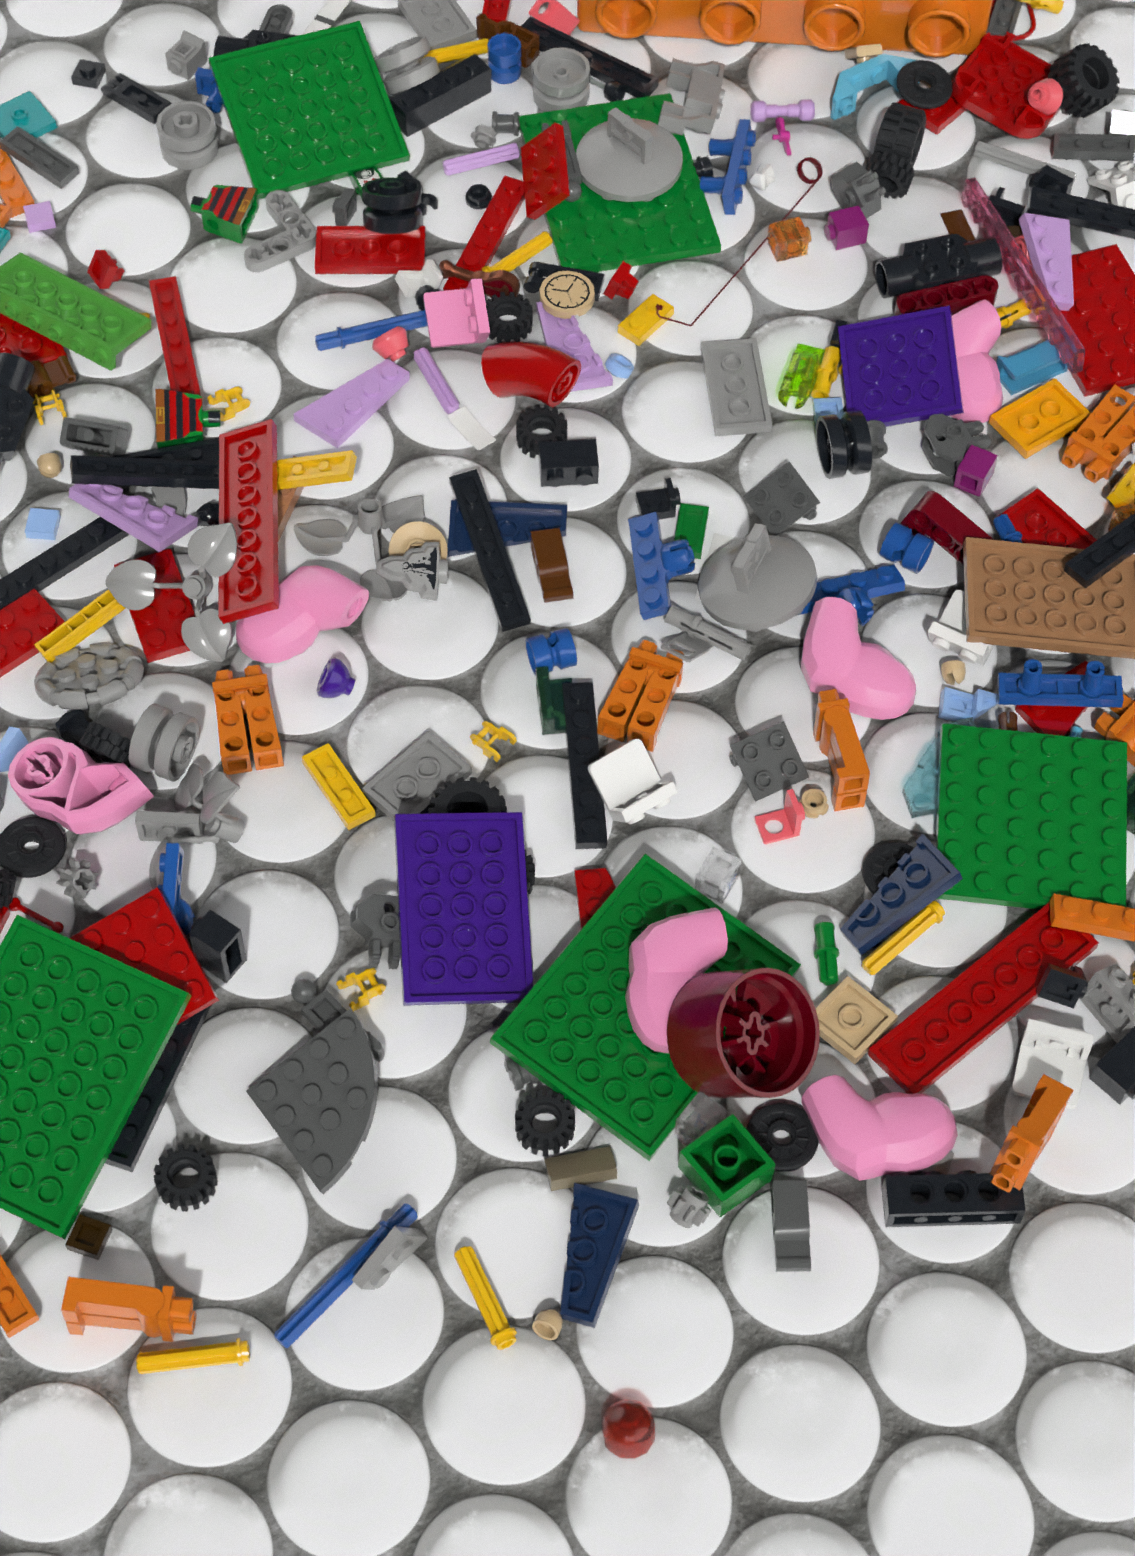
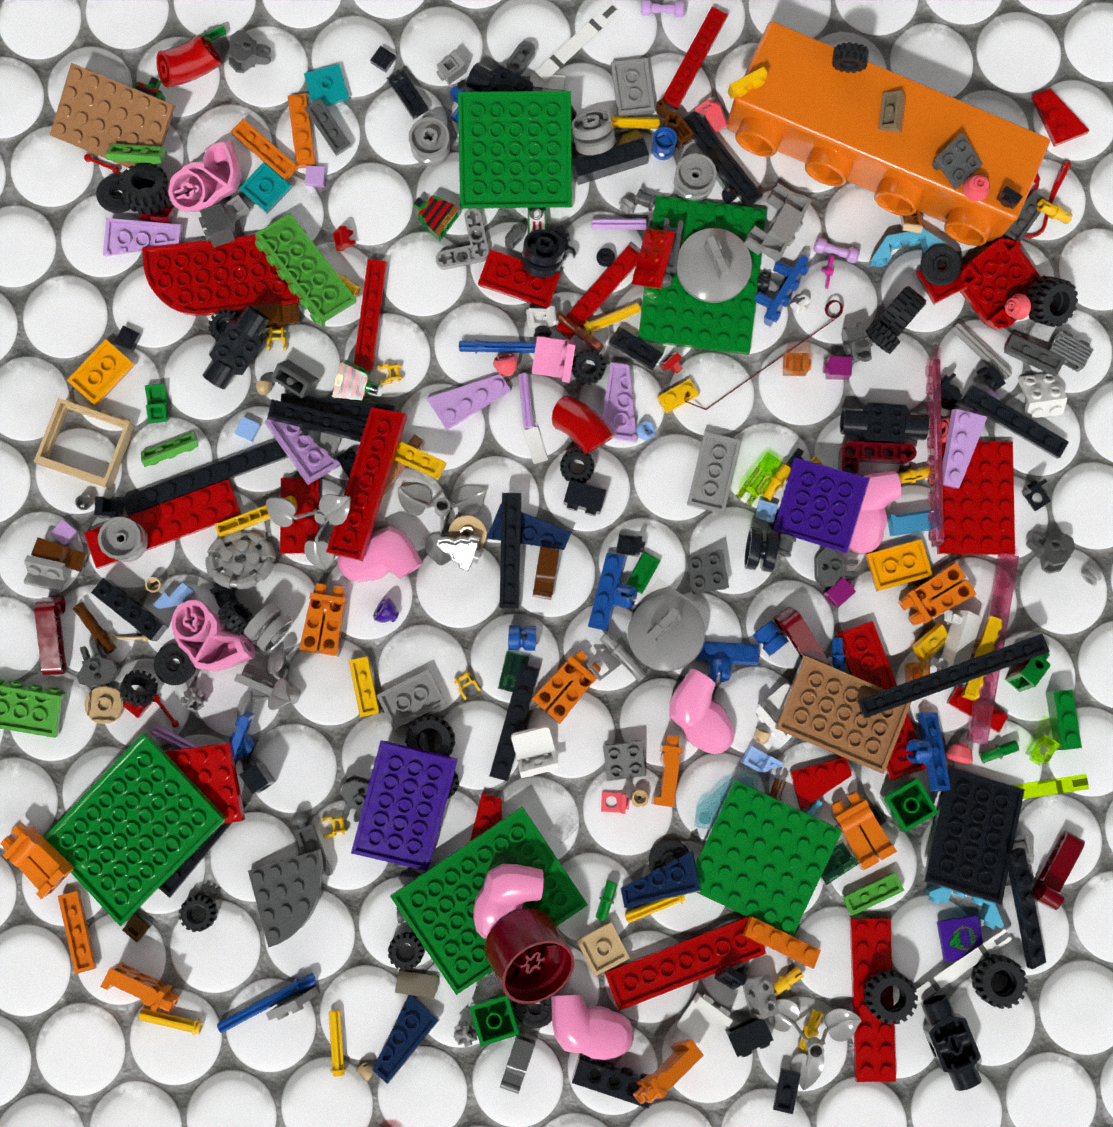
camera: 20 degrees right, 25 degrees up
(567, 294) = (631, 365): tan tile -> none
(957, 223) = (914, 388): reddish brown sticker -> none
(1041, 689) = (818, 779): blue plate -> none

